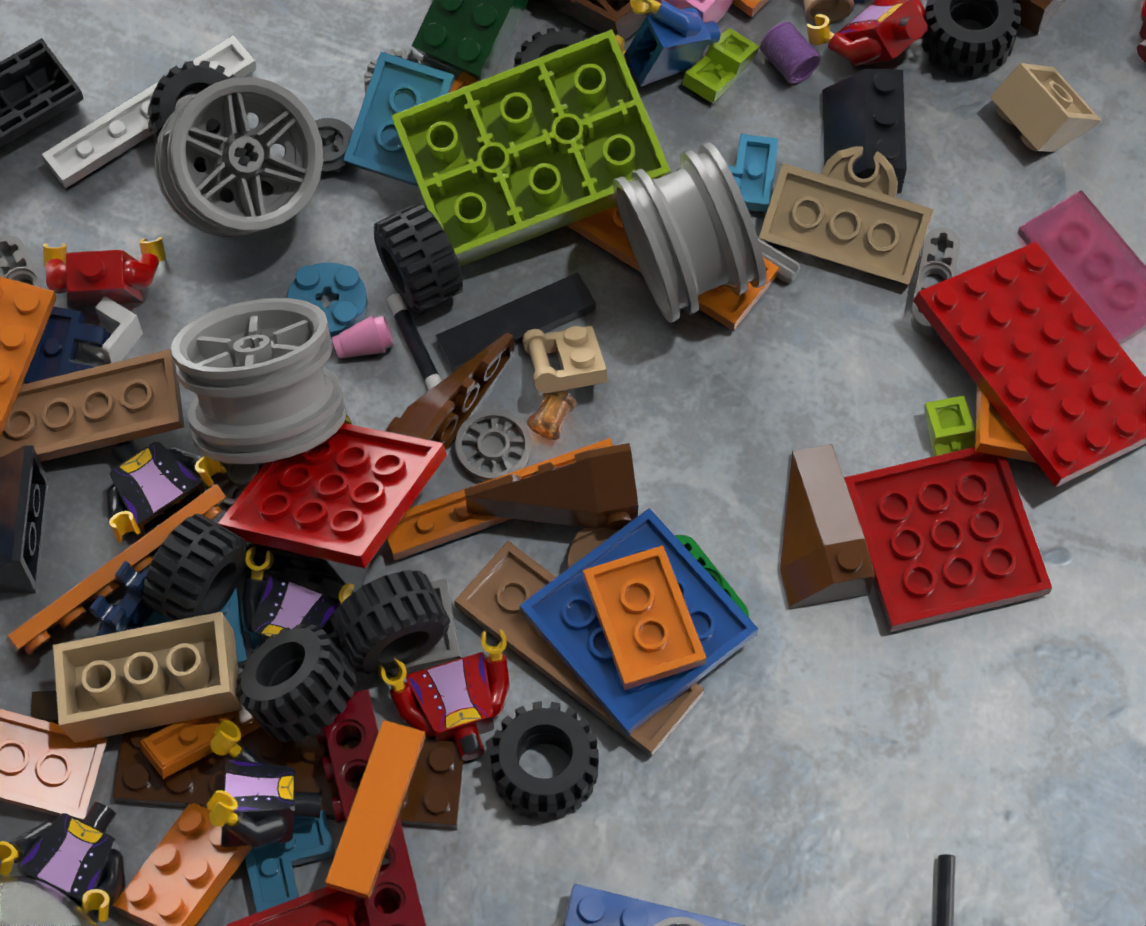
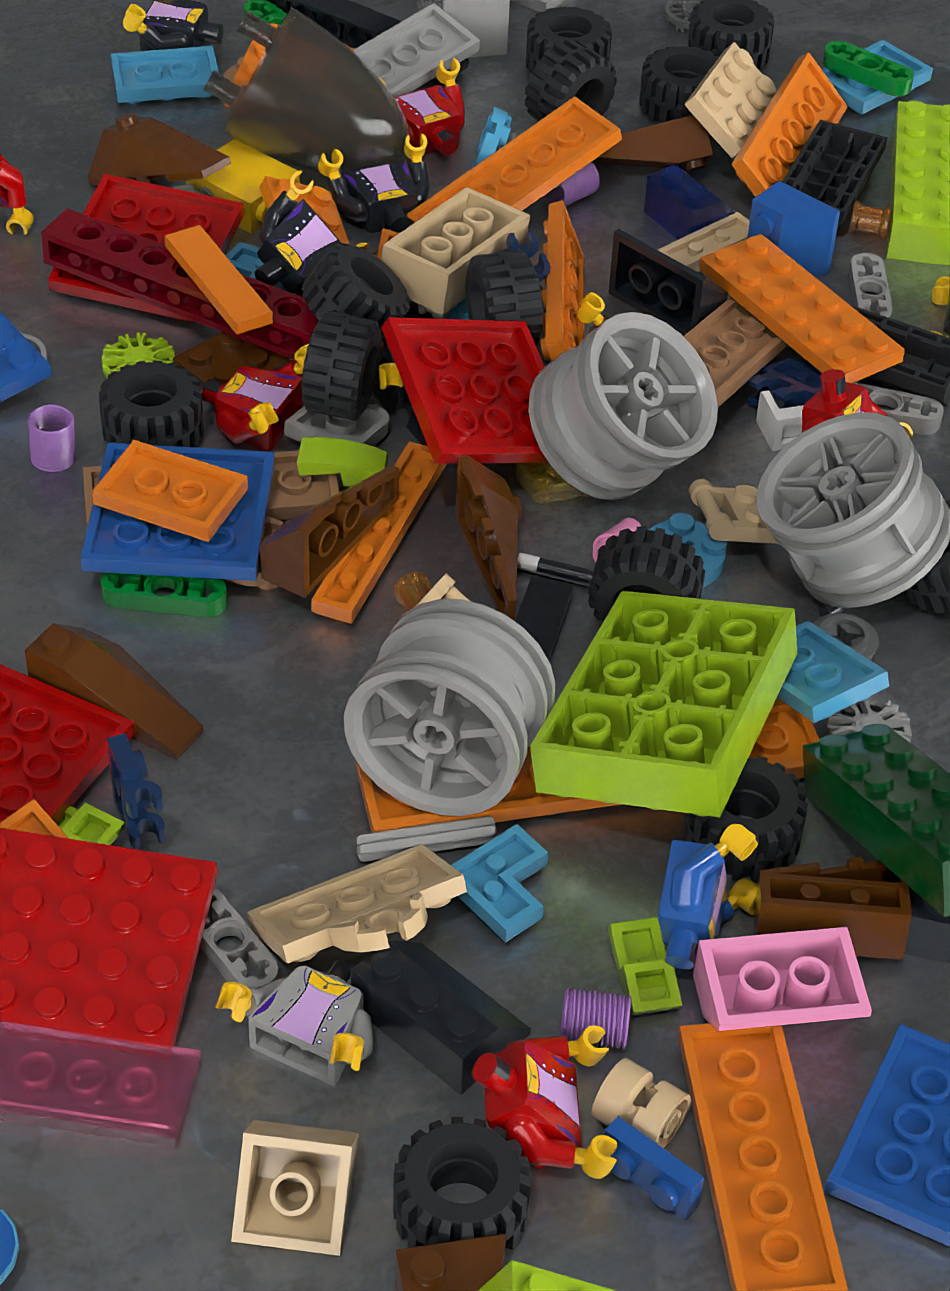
camera: 130 degrees right, 20 degrees down
(259, 272) = (740, 513): none -> tan plate
(468, 570) = (334, 455): none -> lime slope
(479, 857) = (133, 350): none -> lime wheel
(492, 444) = (435, 557): light grey wheel -> none
(650, 786) = (52, 438): none -> medium lavender piece
(907, 402) = (132, 792): none -> dark blue plate
(947, 179) = (305, 1020): none -> torso

